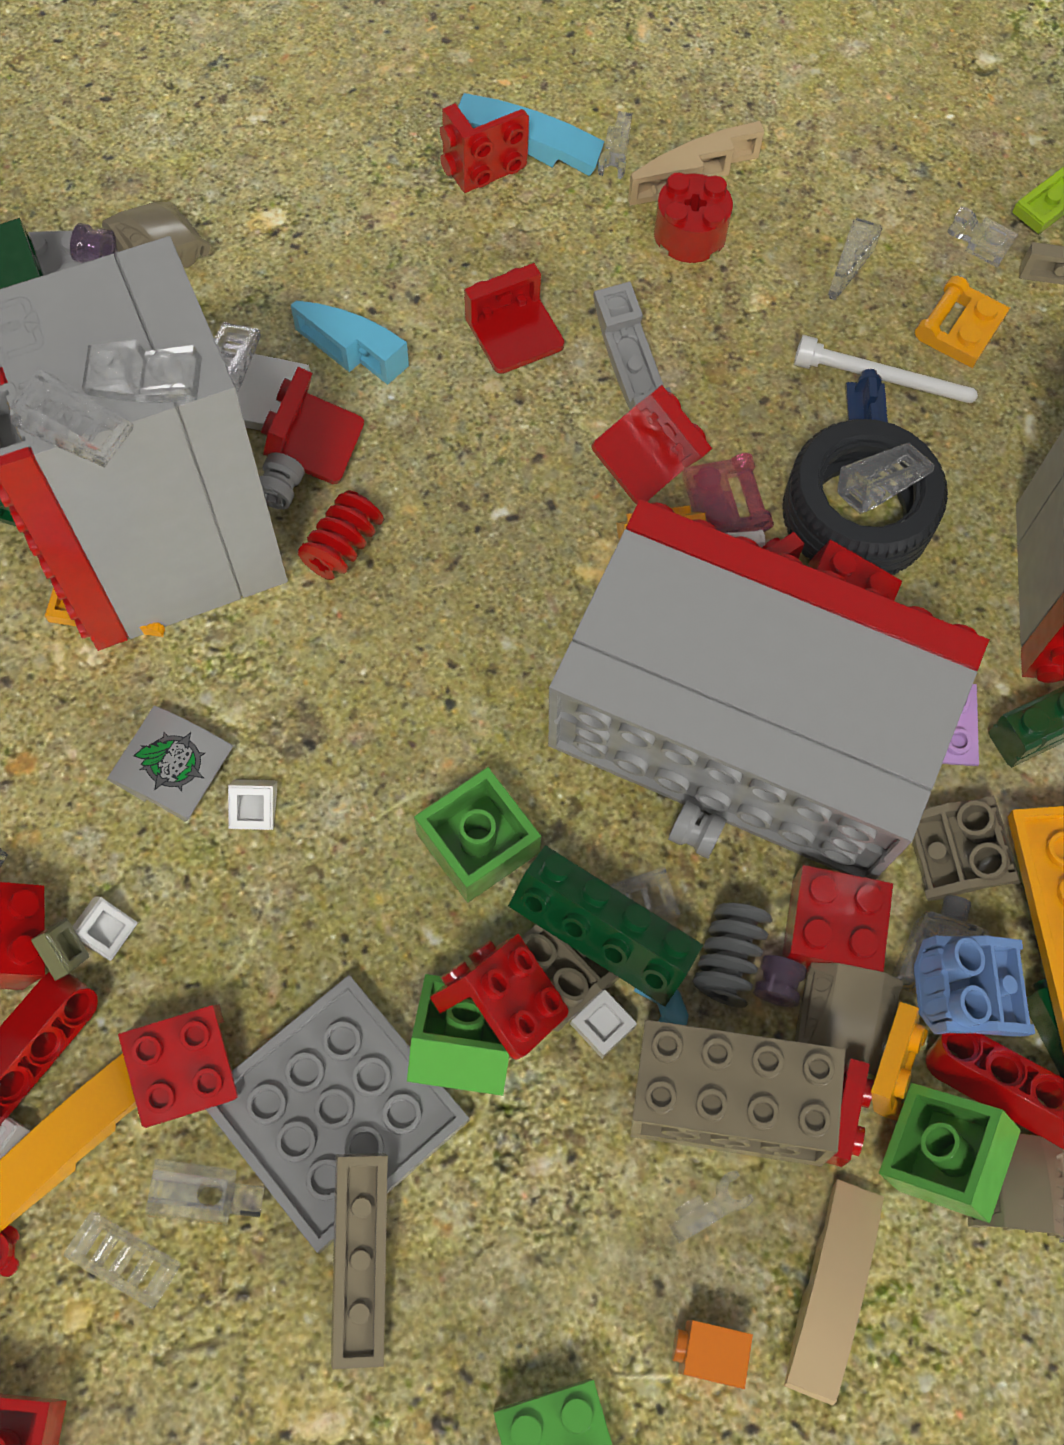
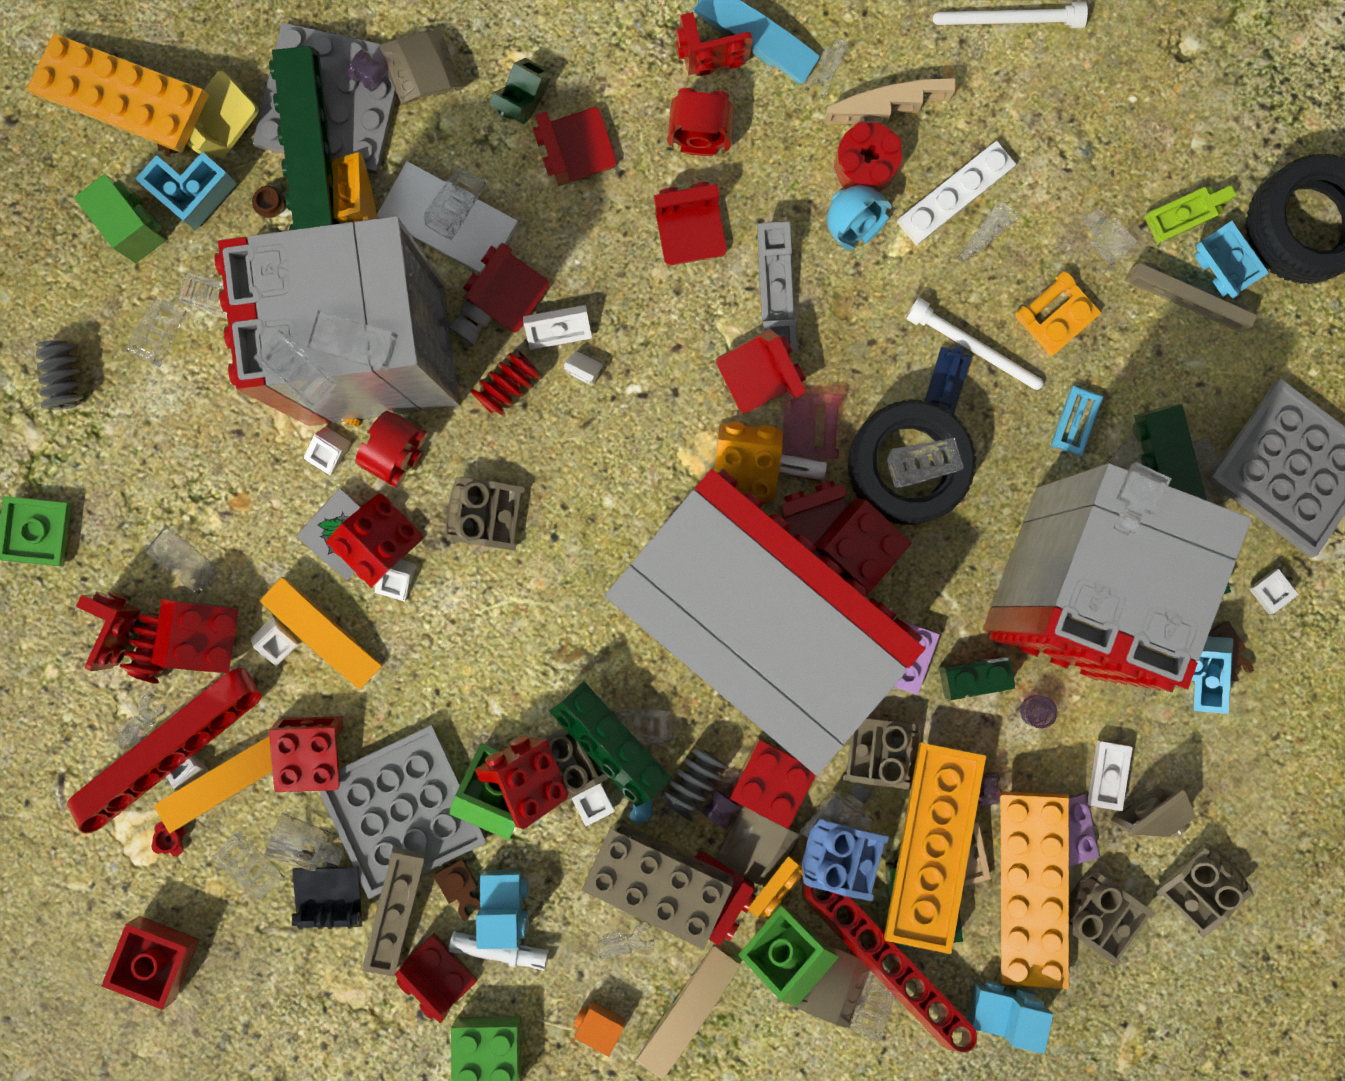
camera: 20 degrees right, 20 degrees up
(60, 948) = (242, 658): olive tile -> none
(126, 671) = (327, 450): none -> white slope
(166, 893) = (320, 632): none -> light orange slope
(211, 754) = (374, 539): none -> red bracket
(212, 634) = (391, 448): none -> red brick
(253, 1270) = (327, 898): none -> black hinge
(280, 236) = (522, 91): none -> dark green brick
(351, 339) = (557, 207): medium azure slope -> none
(351, 688) = (483, 513): none -> dark tan slope
(354, 278) = (574, 145): none -> red bracket
(388, 461) = (557, 327): none -> white plate
(430, 503) = (583, 368): none -> white slope
(442, 1197) = (456, 884): none -> reddish brown plate
(449, 1343) = (434, 978): none -> red bracket
(477, 834) = (542, 652): bright green brick -> none
(494, 217) = (700, 122): none -> red brick
(517, 1205) = (501, 913): none -> medium azure brick
(530, 1279) = (521, 956): none -> white pin
(697, 829) = (701, 695): light grey wheel -> none
(702, 269) = (856, 215): none -> medium azure cylinder
(800, 235) = (956, 193): none -> white plate
(858, 54) = (1072, 15): none -> white piece
(1031, 447) = (1063, 420): none -> medium azure tile

